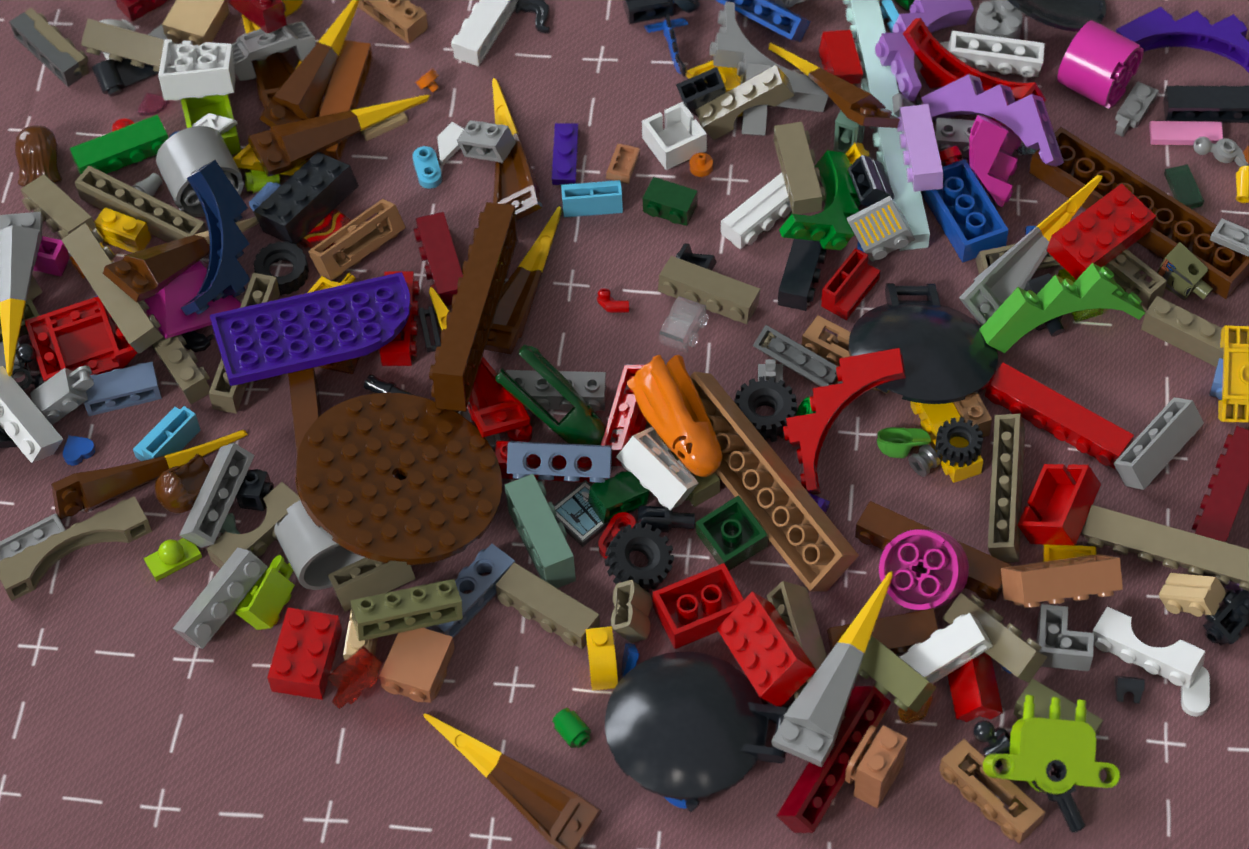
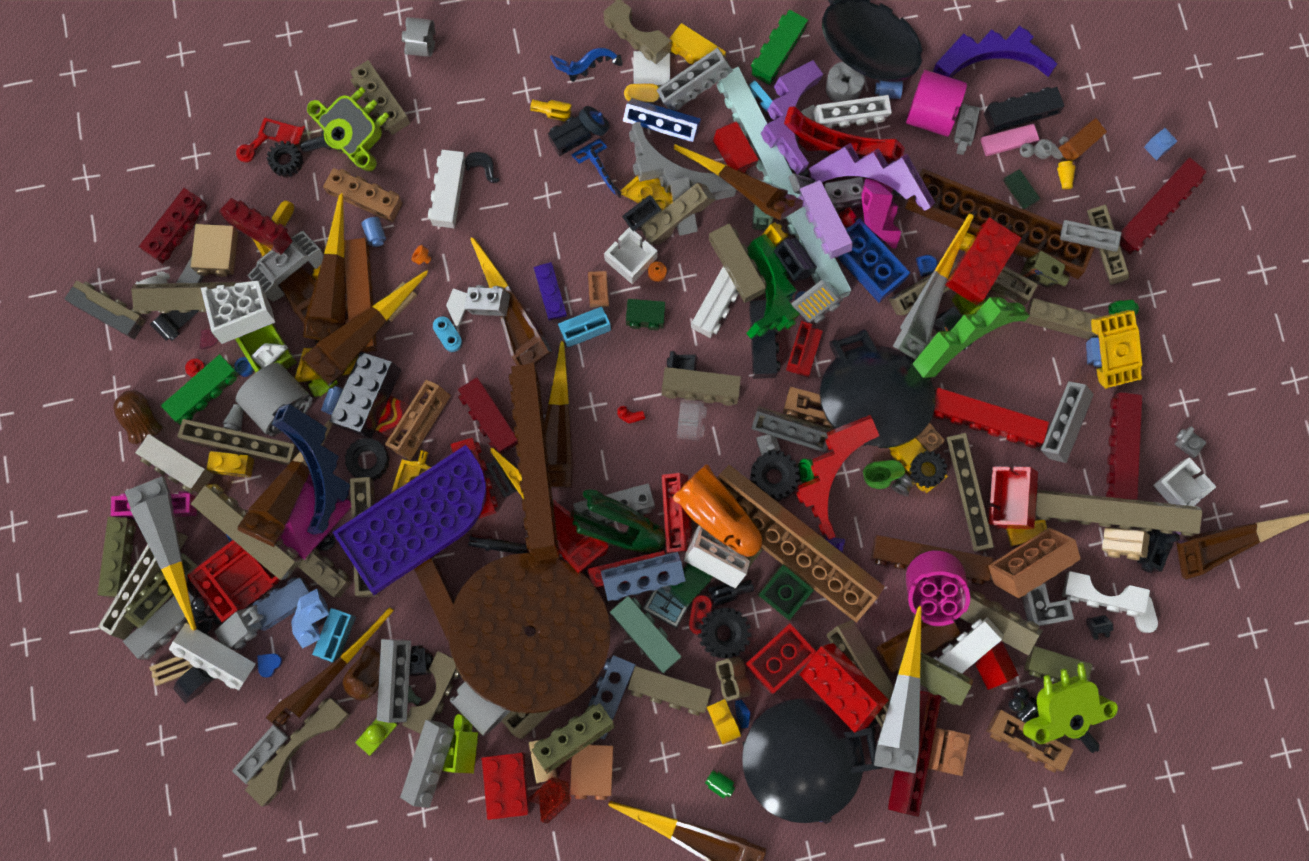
camera: 20 degrees left, 20 degrees up
(135, 412) = (309, 610): none -> light blue brick
(383, 43) = (373, 231): none -> medium blue brick
(1054, 45) = (893, 89): none -> medium blue brick

